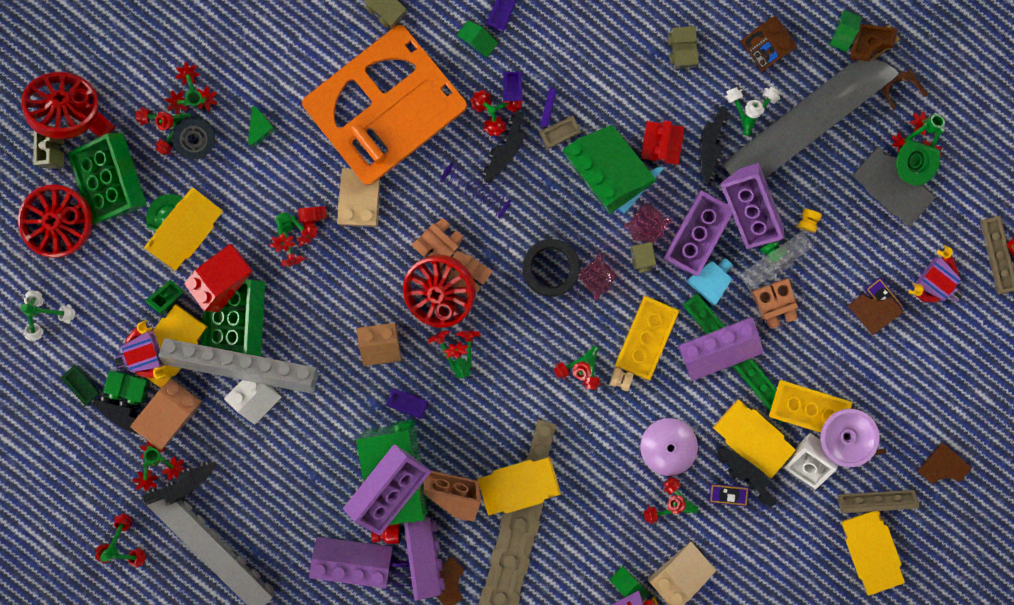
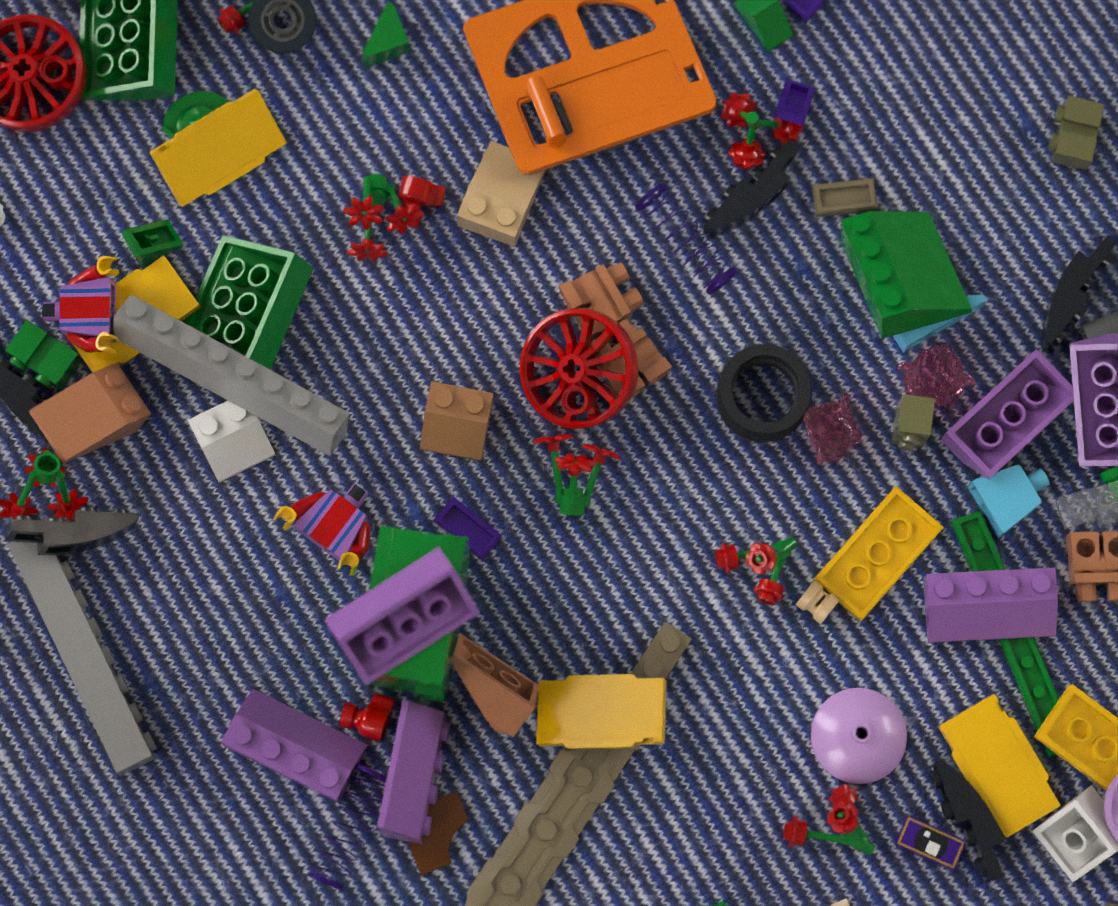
camera: 15 degrees right, 10 degrees down
(218, 279) = (245, 237): red slope -> none
(329, 429) = (332, 524): none -> torso
(548, 108) = (838, 153): dark purple tile -> none
(662, 142) = (998, 264): red bracket -> none

